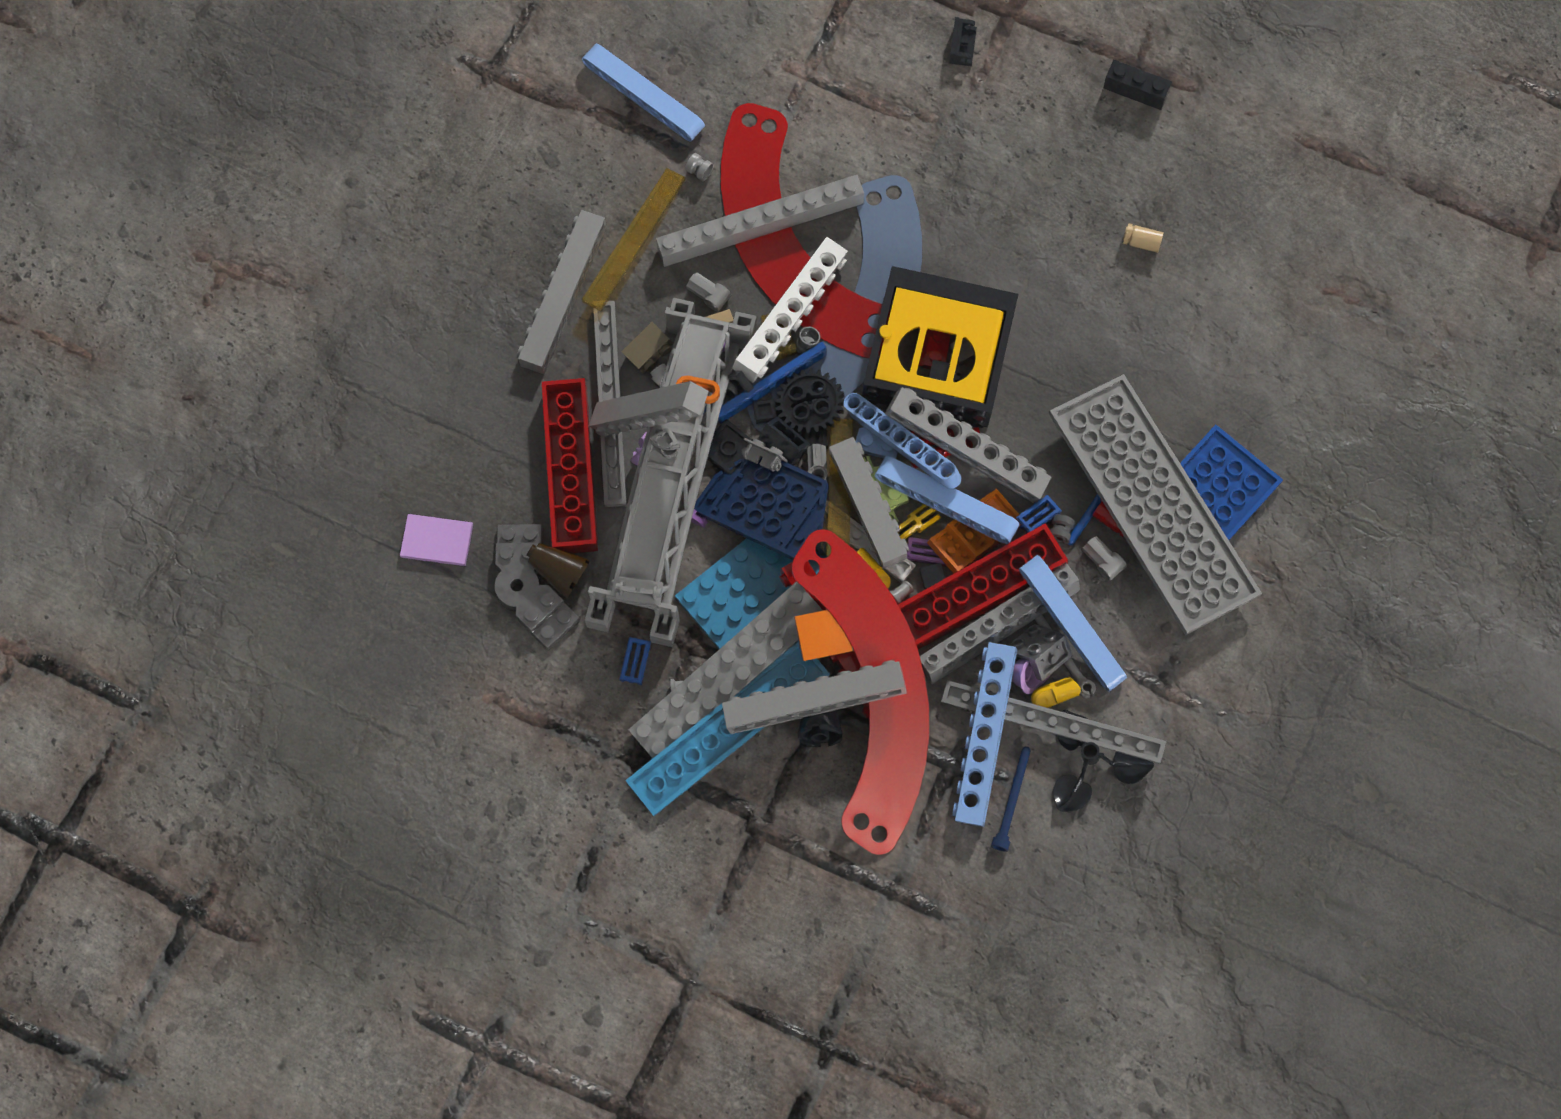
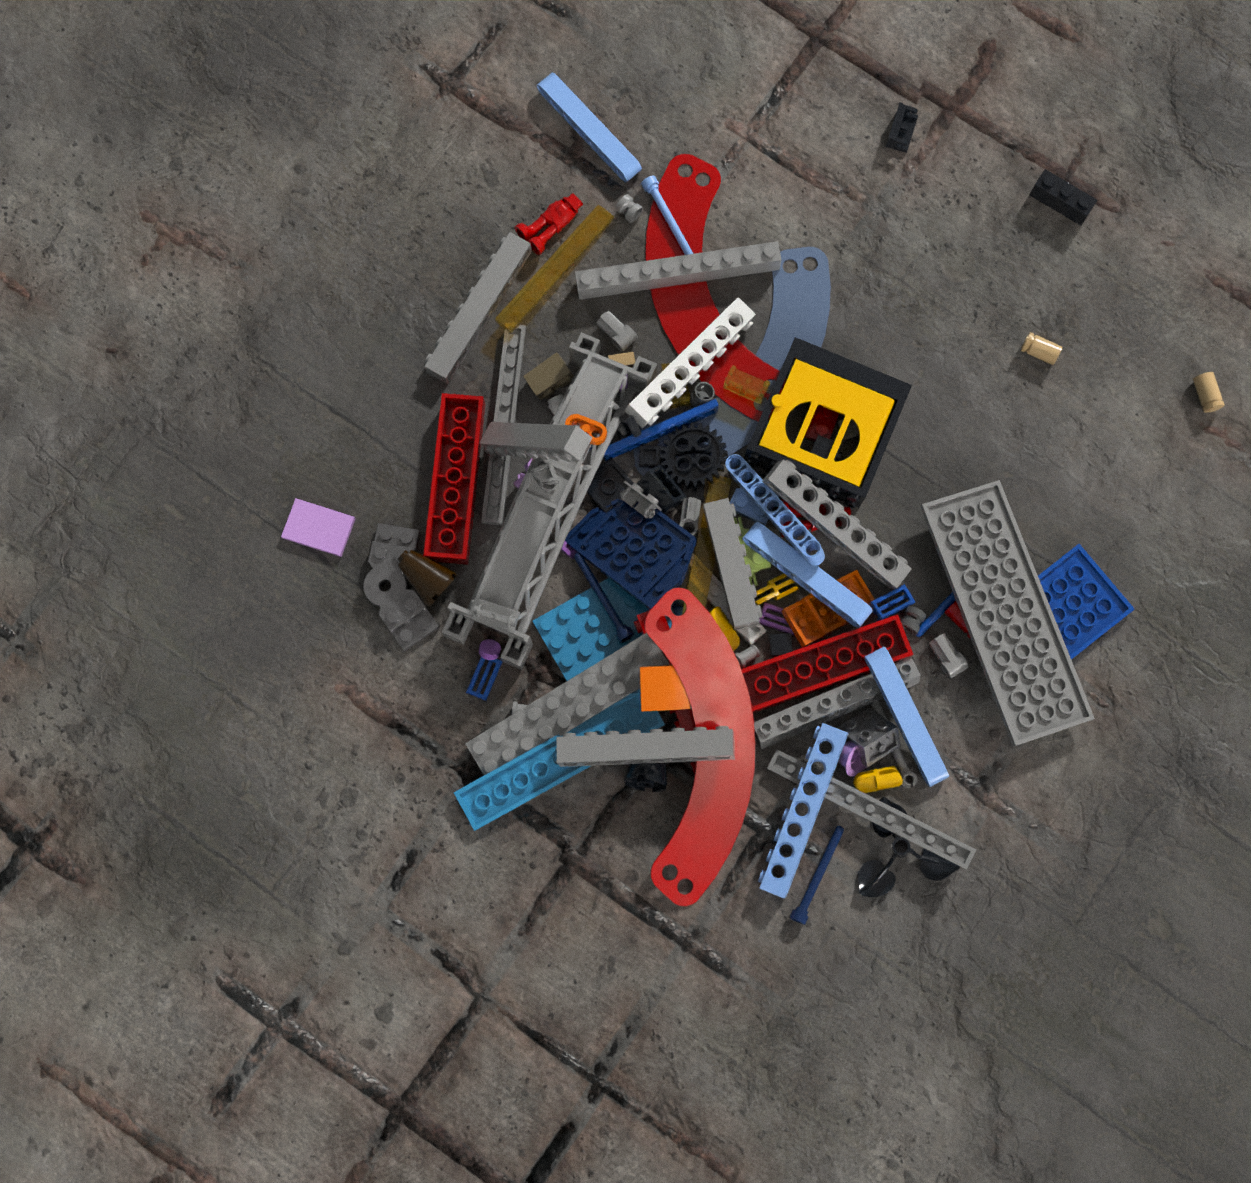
camera: 10 degrees right, 5 degrees up
(626, 187) = (556, 217): none -> red piece
(636, 631) = (489, 649): none -> medium lavender tile
(717, 141) = (651, 186): none -> light blue piece
(770, 589) = (623, 632): none -> dark blue piece
(850, 323) = (746, 385): none -> clear yellow hinge
(1318, 253) = (1208, 392): none -> tan piece

